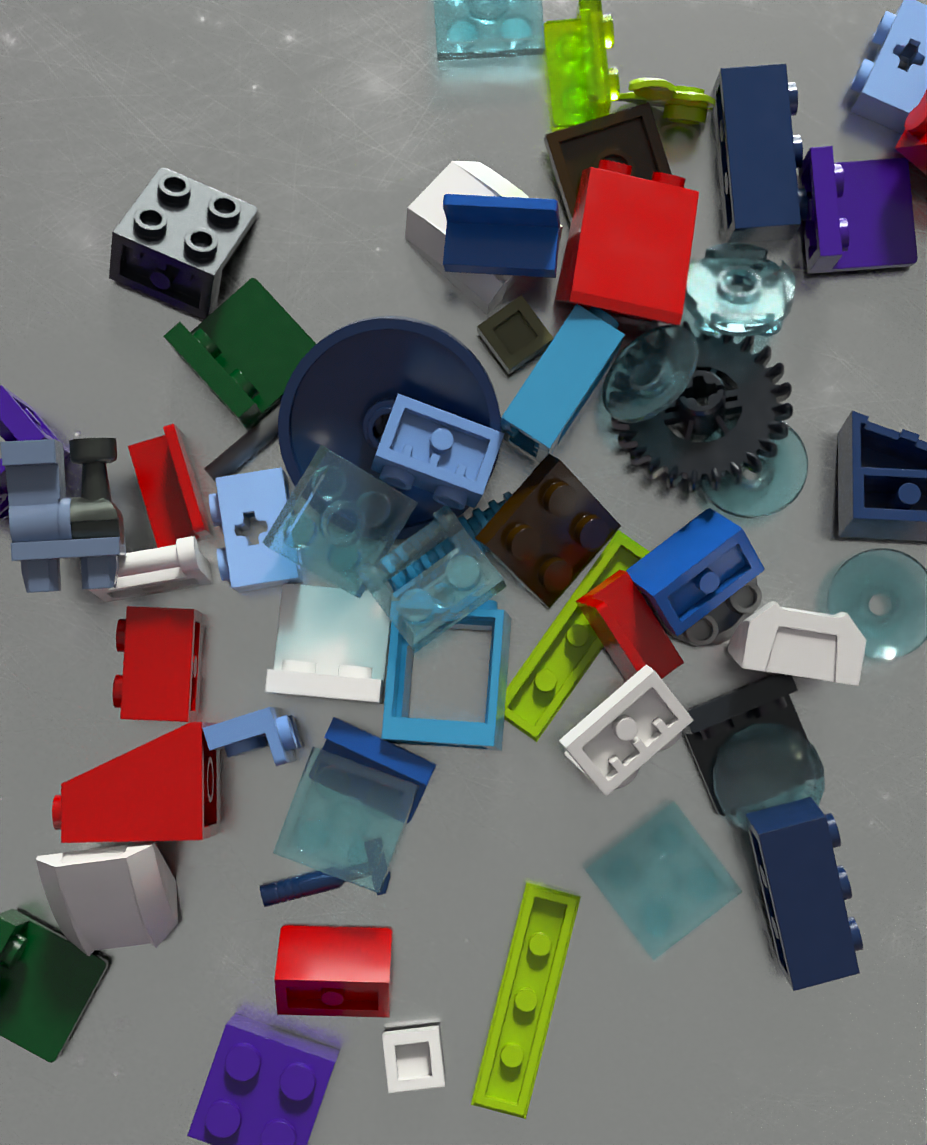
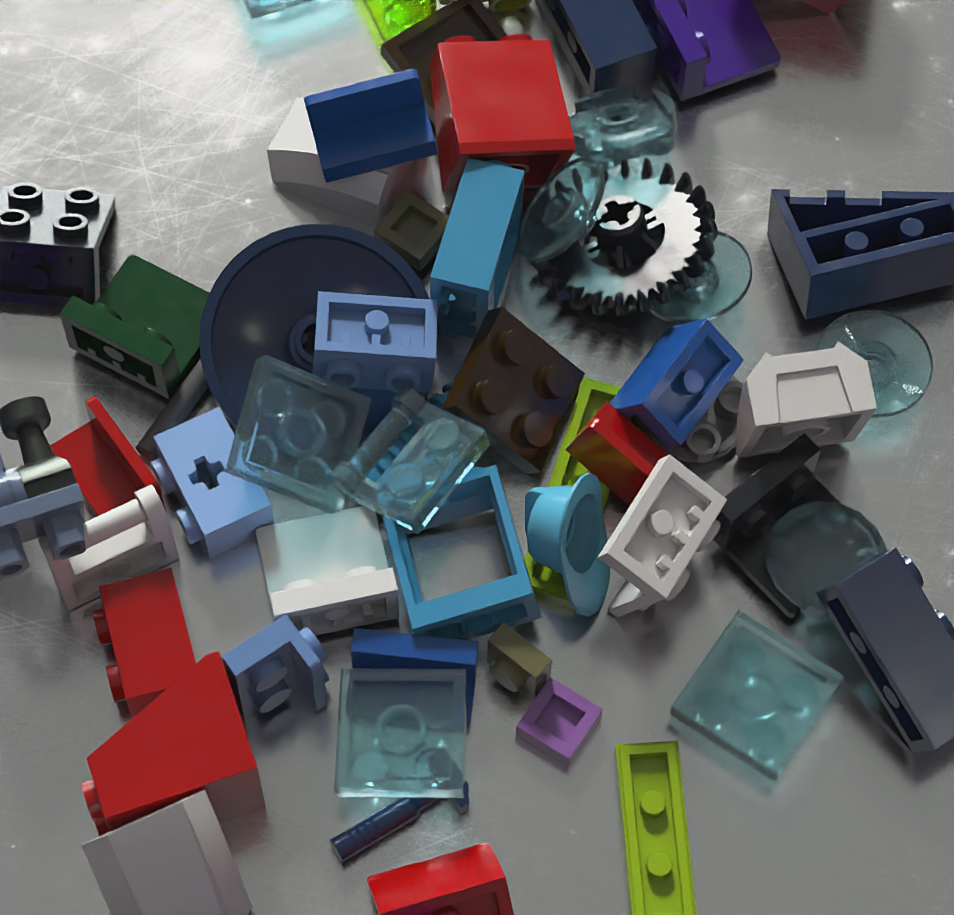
camera: 20 degrees left, 20 degrees down
(465, 786) = (517, 662): none -> olive plate
(486, 843) = (559, 721): none -> medium lavender tile
(548, 694) = (567, 535): none -> medium azure piece

